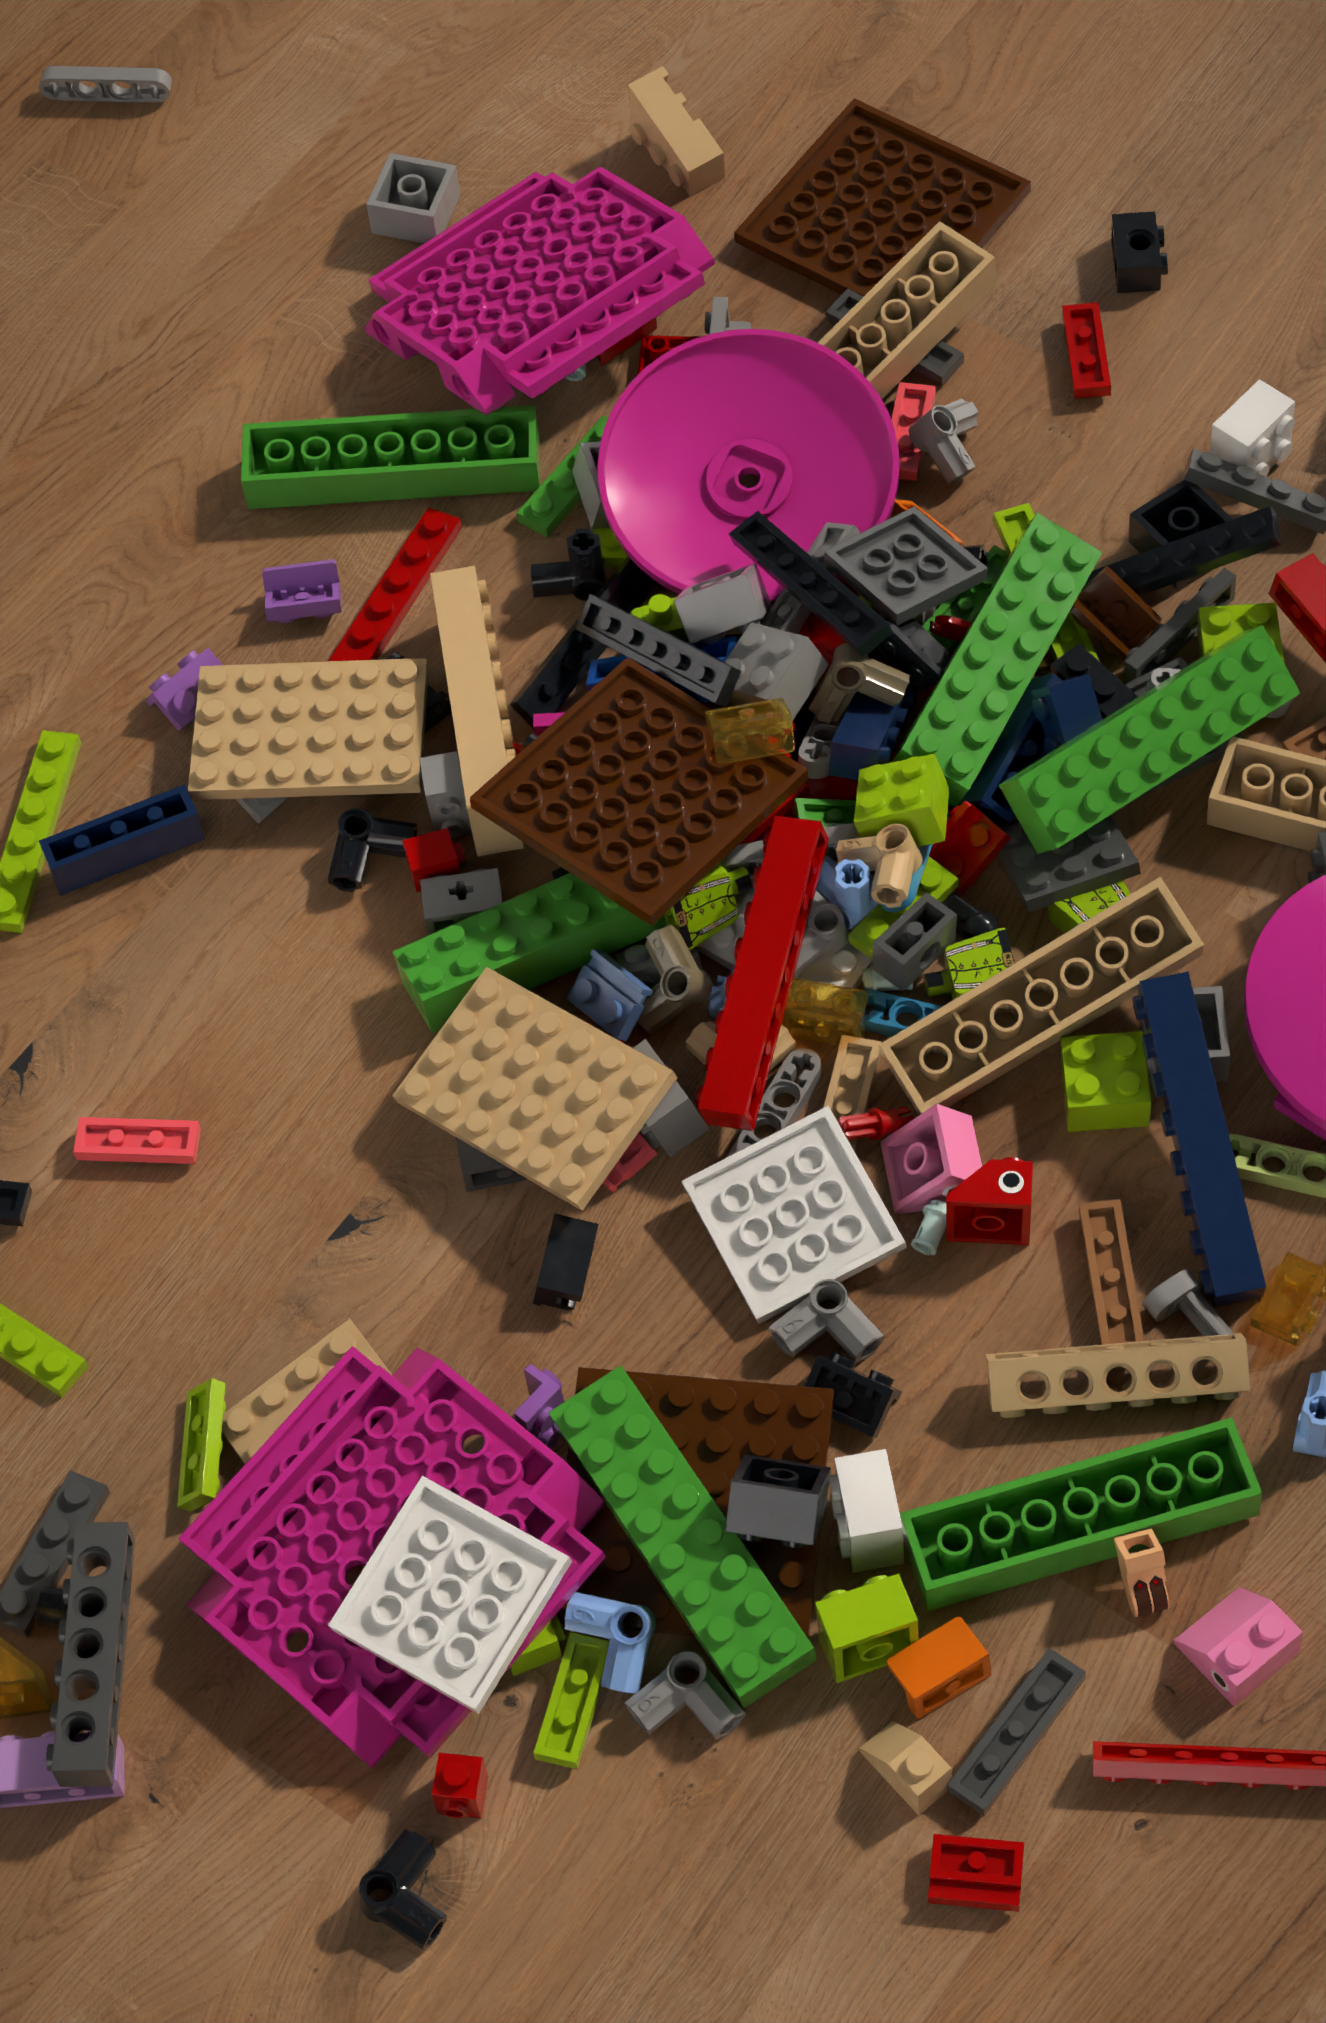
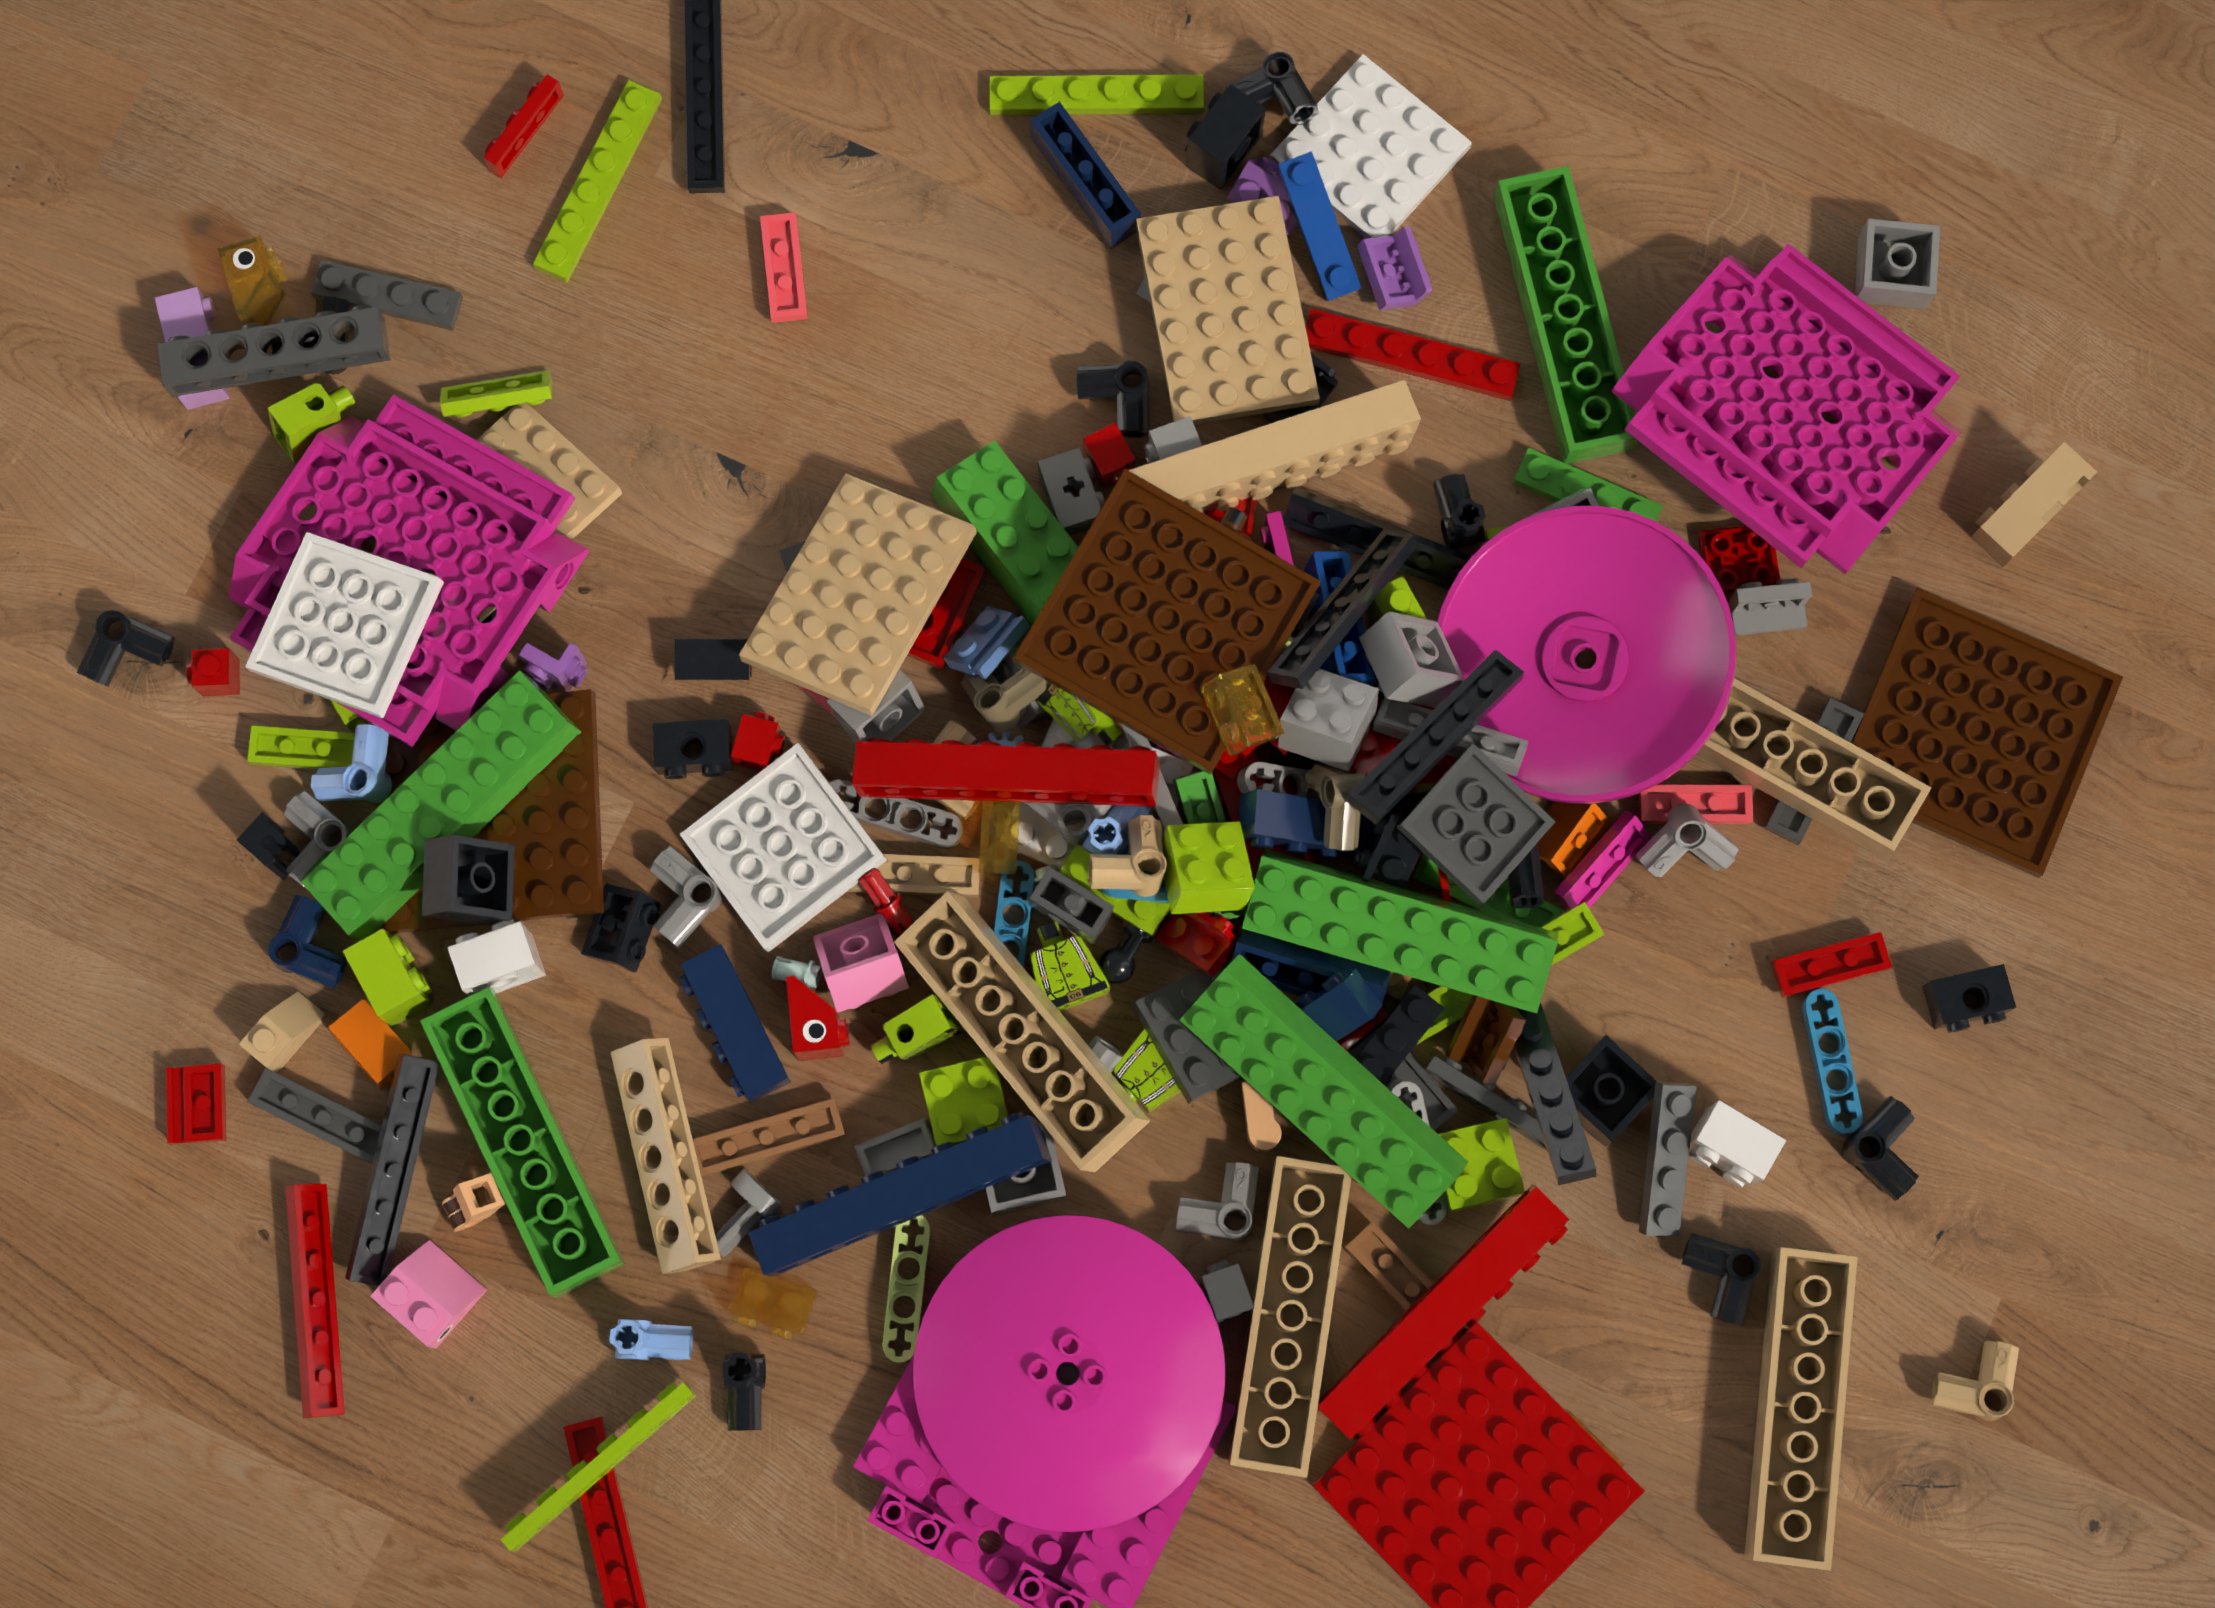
camera: 70 degrees right, 20 degrees up
(73, 659) = (1287, 89): none -> black piece
(120, 709) = (1224, 136): none -> black brick
(167, 601) = (1375, 149): none -> white plate
(179, 1633) = (305, 414): none -> lime torso
(239, 643) = (1318, 226): none -> blue plate
(656, 1272) = (673, 737): none -> black brick
(669, 1230) = (757, 741): none -> red brick
(687, 1745) = (266, 842): none -> black hinge
(826, 1724) = (310, 961): none -> dark blue piece
(952, 509) = (1603, 862): none -> dark pink plate
(980, 1291) = (735, 1024): none -> dark blue brick
(1019, 1109) = (931, 1027): none -> lime torso
(1092, 1654) = (392, 1169): none -> black plate
(1142, 1161) = (897, 1145): none -> light grey tile
(1160, 825) = (1261, 1128): none -> light nougat leg
(1180, 371) = (1836, 1061): none -> dark azure beam
(1244, 856) = (1237, 1197): none -> light grey piece
(1269, 341) = (1880, 1133): none -> black piece

